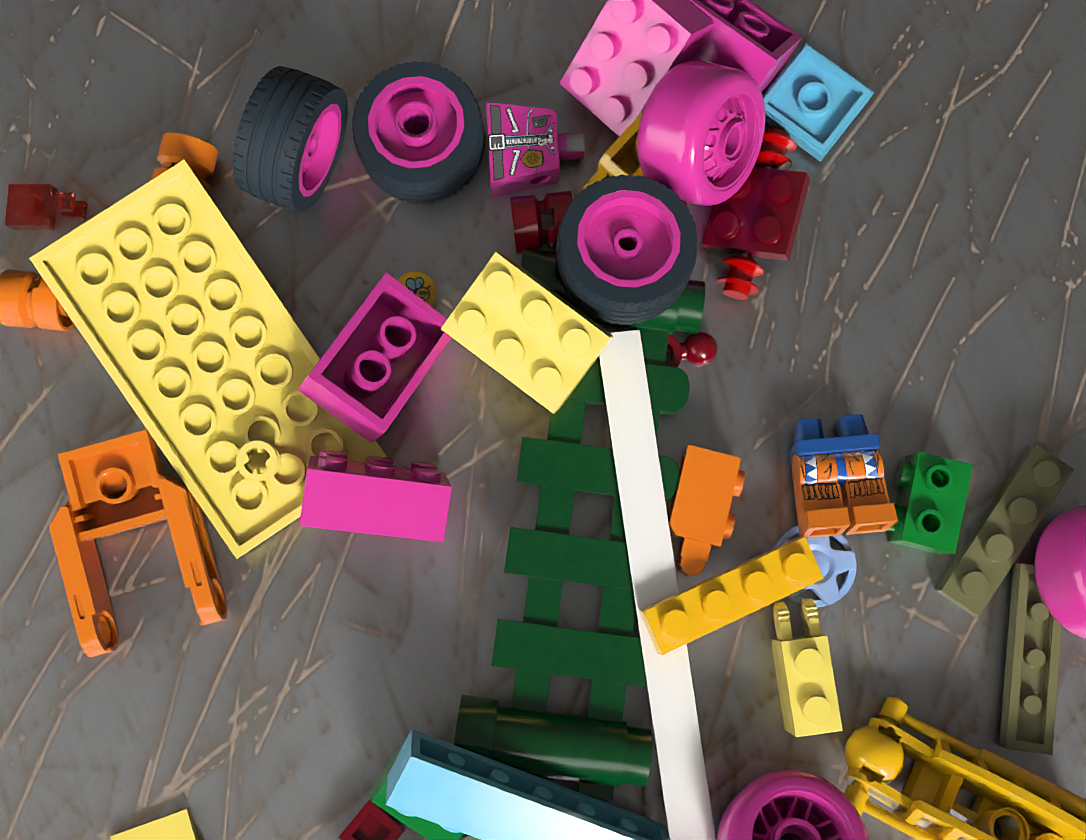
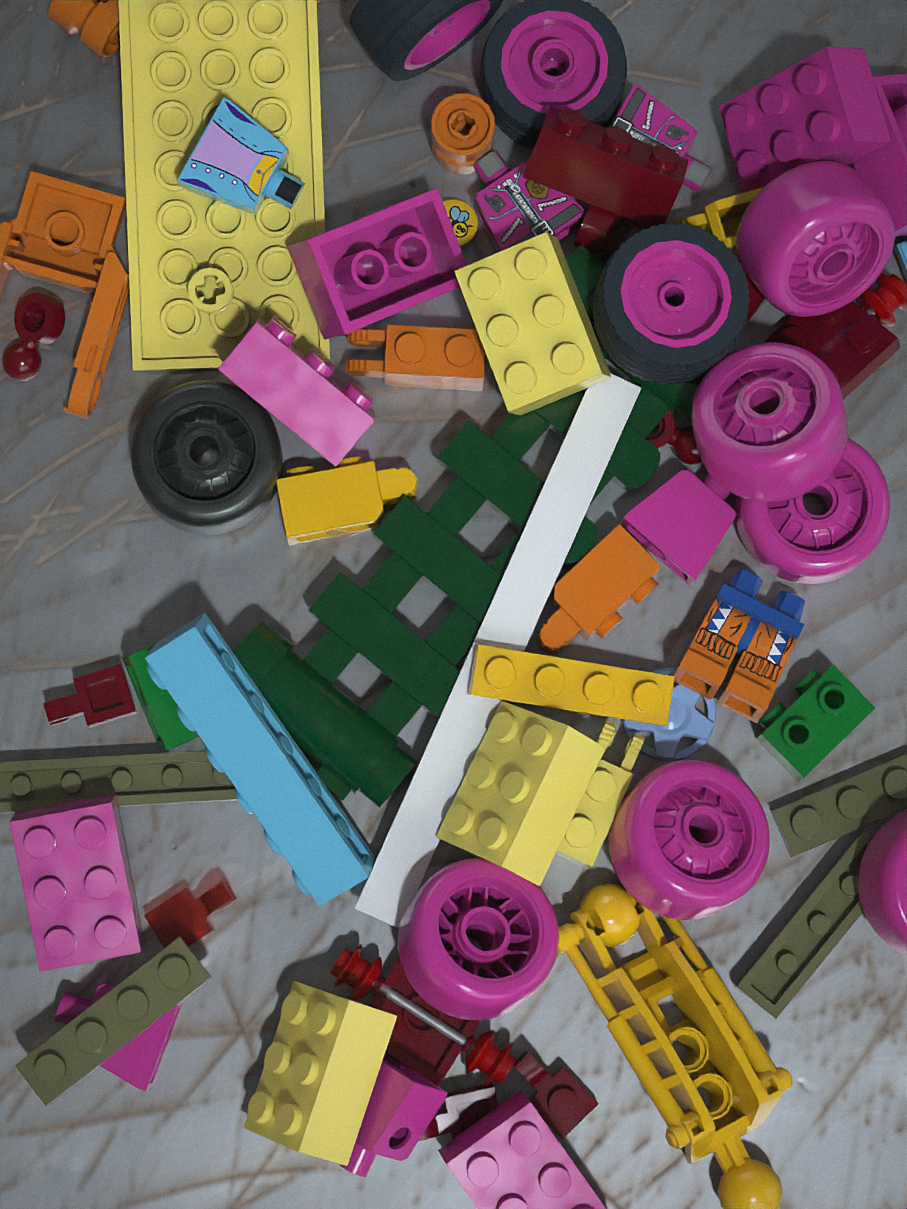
camera: 25 degrees right, 0 degrees up
(138, 567) = (37, 321): none -> dark red plate
(217, 347) = (239, 163): none -> torso
(371, 603) = (210, 496): none -> pearl dark grey wheel
(380, 230) = (461, 132): none -> orange wheel
(455, 408) = (422, 357): none -> orange hinge
(458, 245) = (520, 209): none -> torso
(461, 562) = (340, 498): none -> yellow hinge
(507, 176) = (606, 167): none -> dark red brick
(734, 409) = (682, 523): none -> dark pink torso
(750, 709) = (521, 792): none -> light yellow brick
(781, 318) = (770, 422): none -> dark pink wheel
(805, 368) = (824, 546): none -> dark pink wheel
(904, 661) = (662, 860): none -> dark pink wheel

